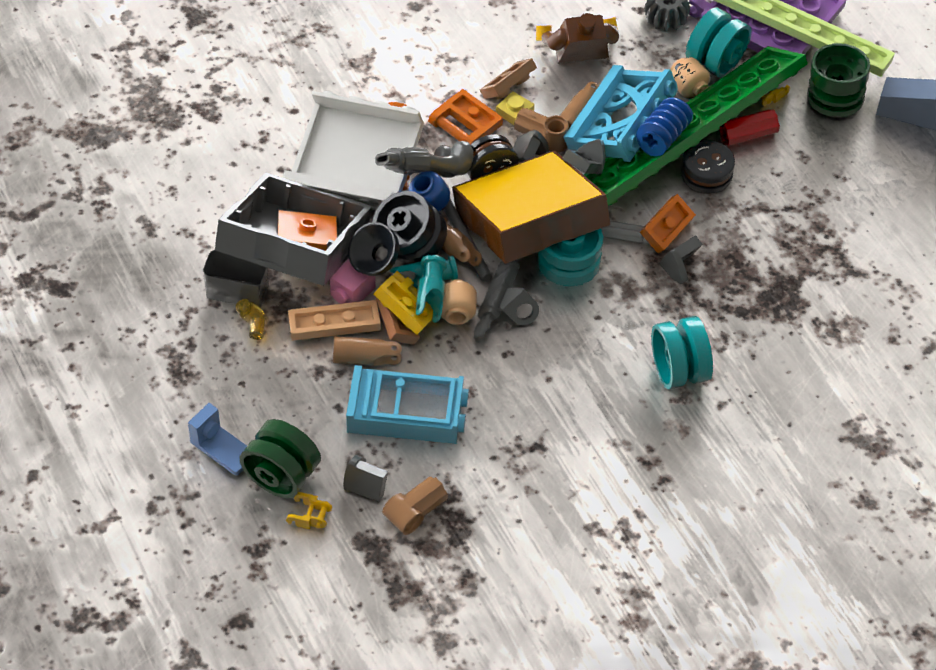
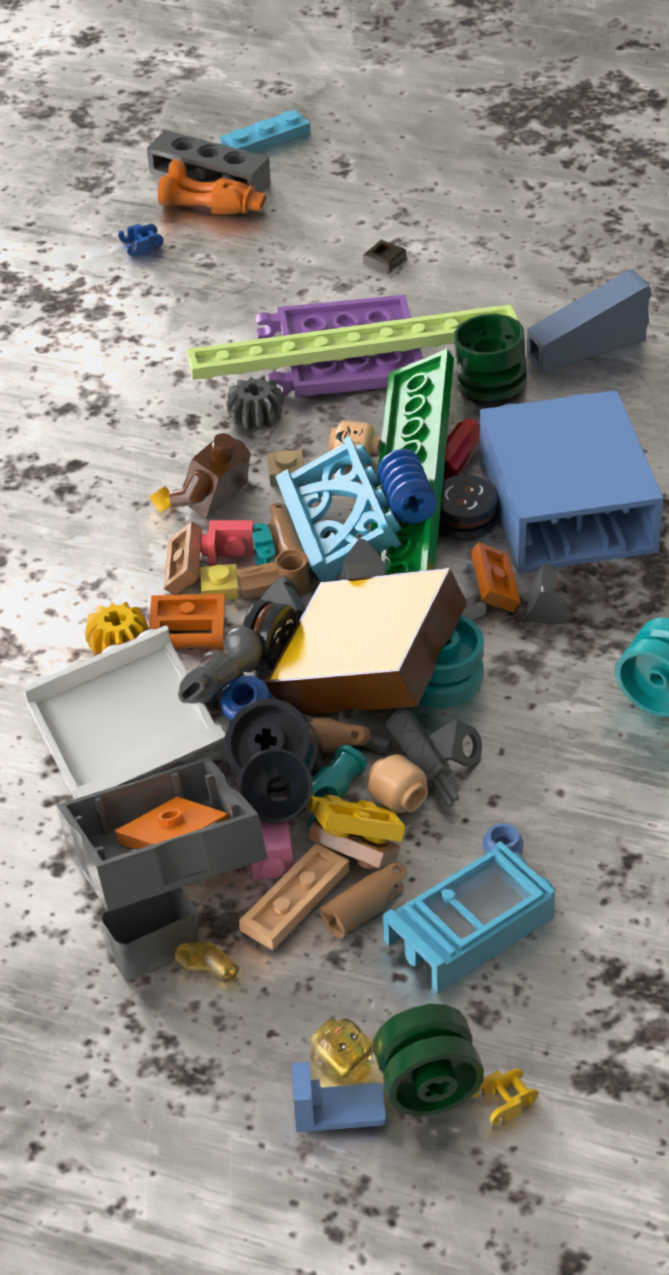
camera: 40 degrees left, 10 degrees down
(251, 416) = (342, 1051): none -> clear yellow head
(365, 478) = (521, 1015): dark grey tile -> none
(409, 509) = (599, 1005): medium nougat piece -> none
(422, 94) = (113, 626): none -> yellow gear
(431, 285) = (368, 783): teal piece -> none
(479, 374) = (506, 834): none -> medium blue plate
(546, 84) = (228, 539): none -> coral bracket
(558, 102) = (263, 544): none -> teal piece
(639, 61) = (283, 460): none -> tan plate
(718, 42) = (351, 393): teal wheel -> none
(780, 195) = (570, 481): none -> medium blue brick

